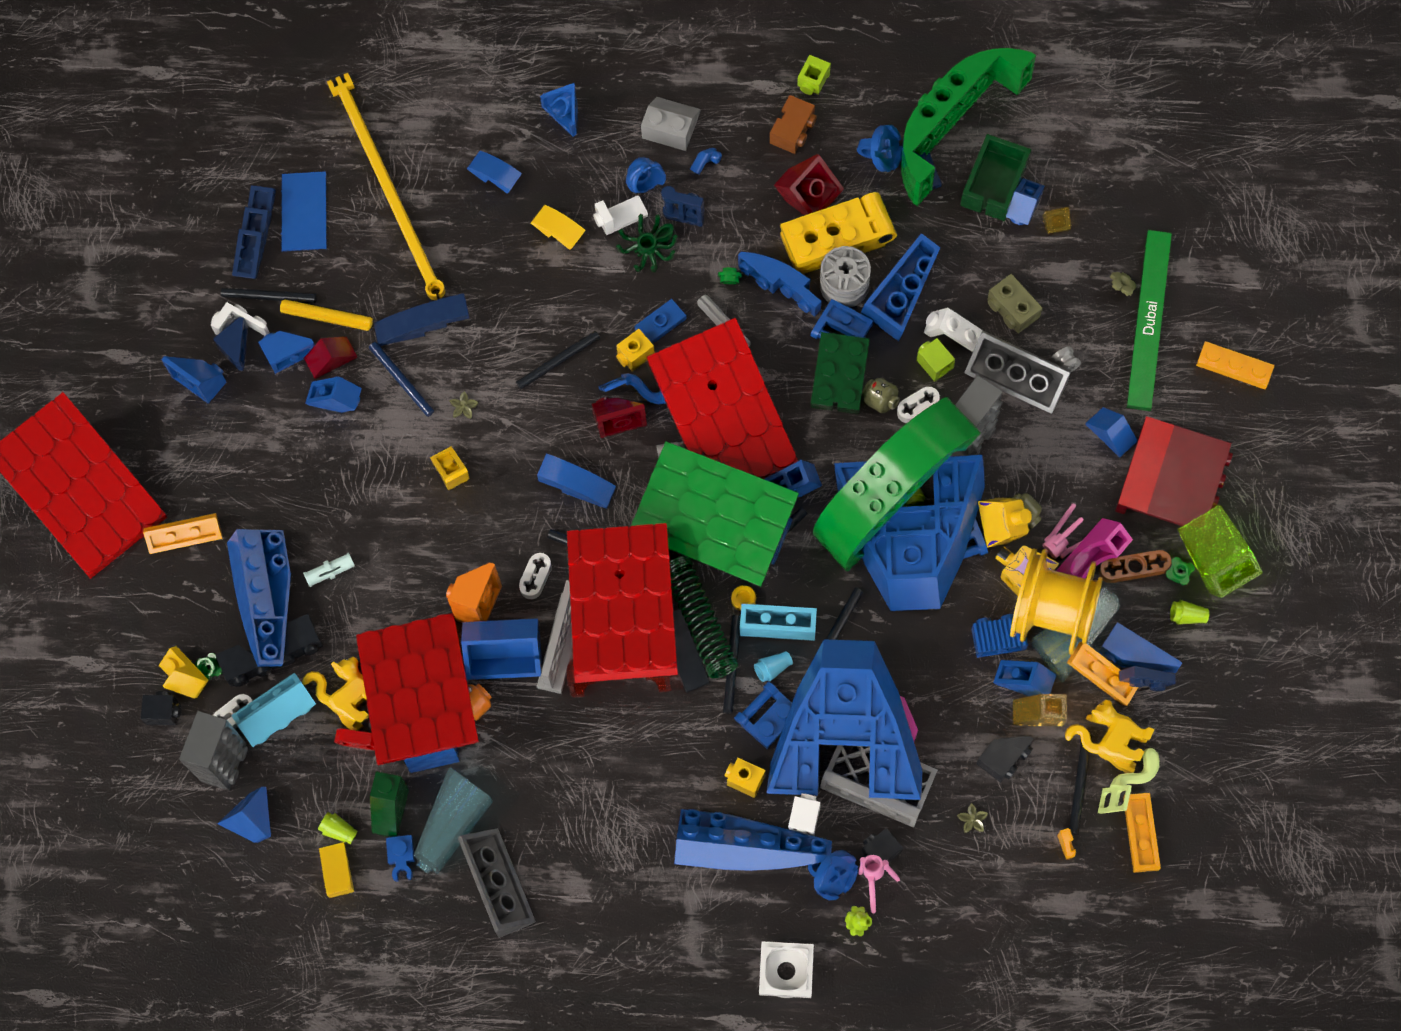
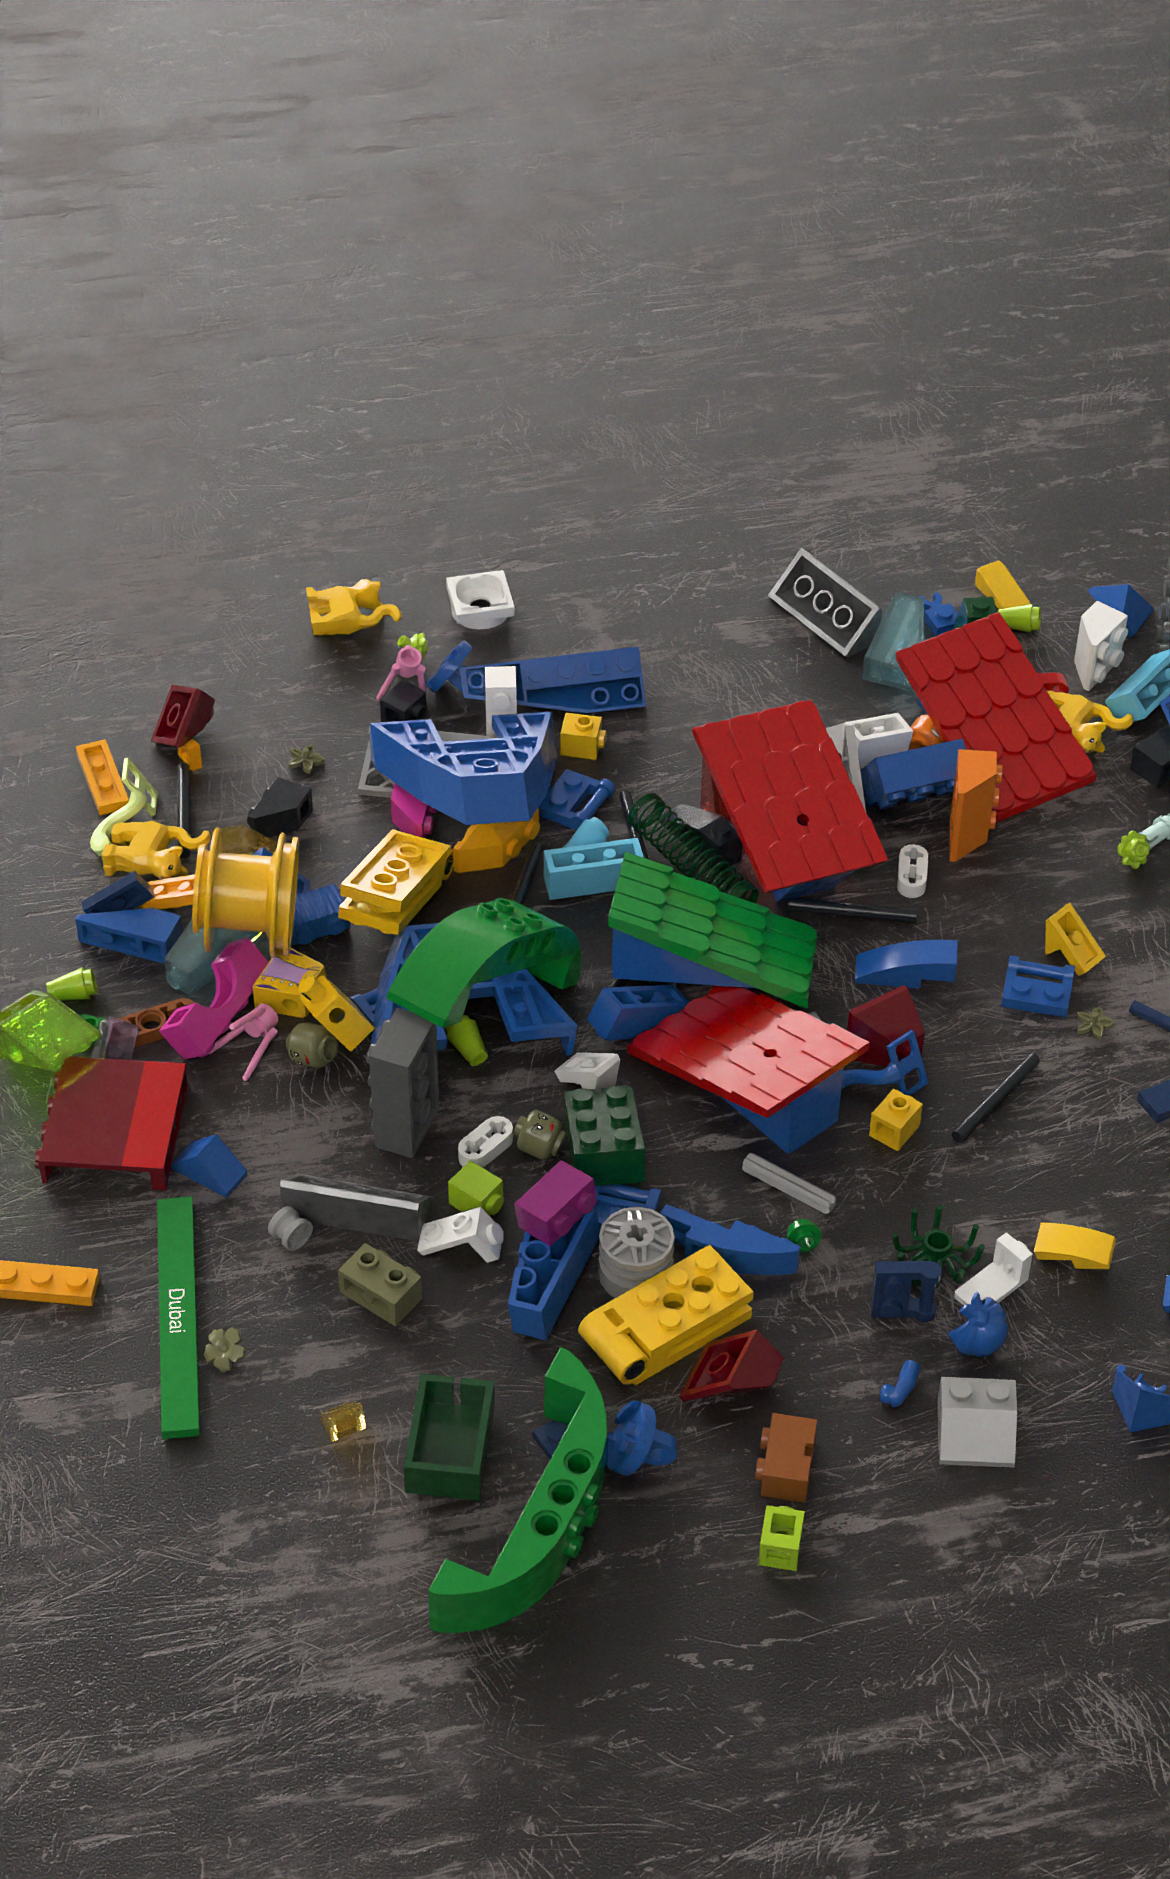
camera: 160 degrees right, 25 degrees down
(295, 760) = (1099, 643): none -> white slope
(364, 549) = (1133, 849): none -> lime plant
(492, 439) = (1037, 994): none -> blue plate
(519, 710) = (875, 736): none -> white slope
(661, 321) = (877, 1167): blue plate -> none
(834, 436) = (590, 1070): none -> white slope
(891, 302) = (556, 1203): none -> magenta brick
(907, 984) = (342, 608): none -> yellow animal
(917, 661) = (395, 881): none -> yellow hinge
(1024, 202) = (393, 1426): slope -> none
(1068, 870) = (183, 716): none -> dark red slope
(1166, 542) = (116, 1039): none -> slope

